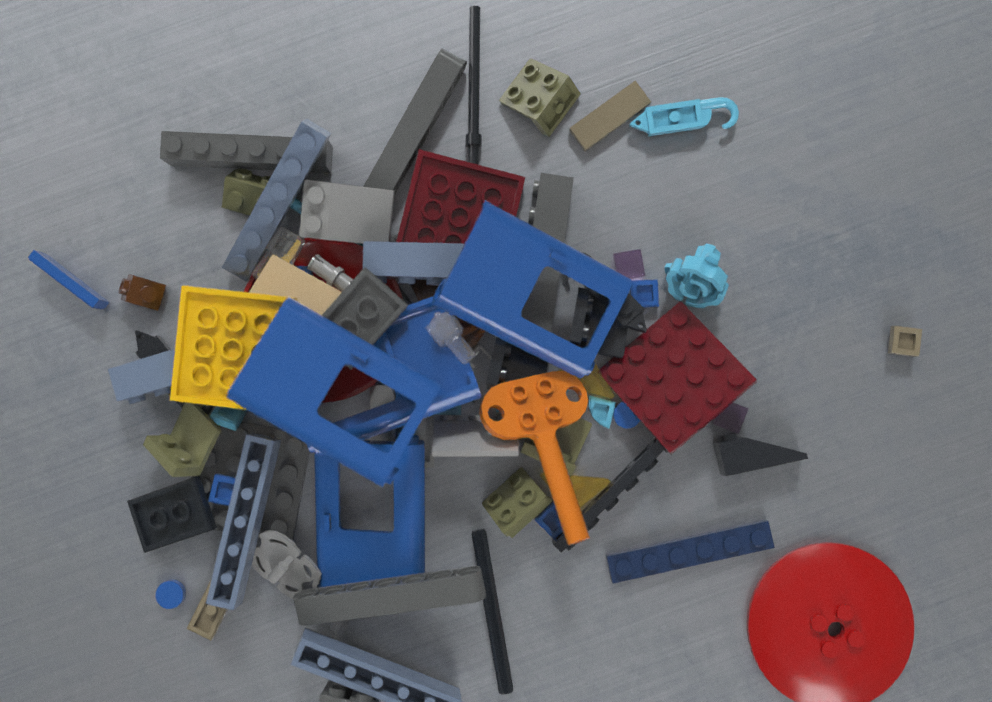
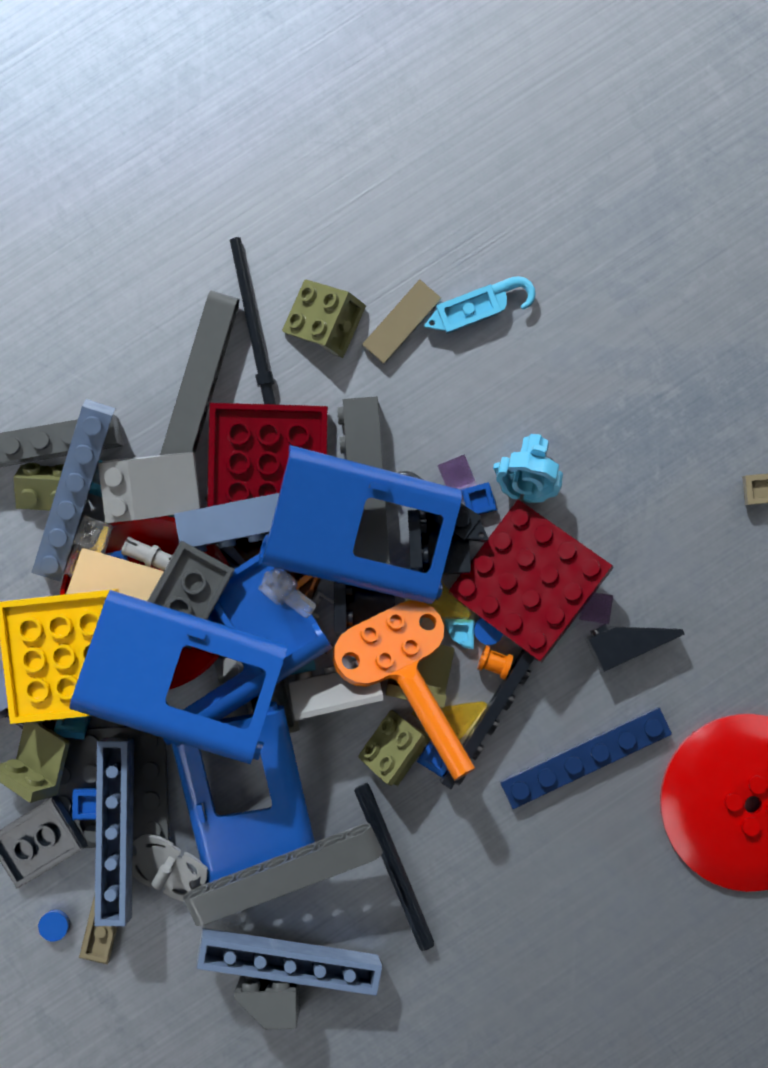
camera: 20 degrees left, 0 degrees up
(626, 445) = (495, 662): none -> orange bush

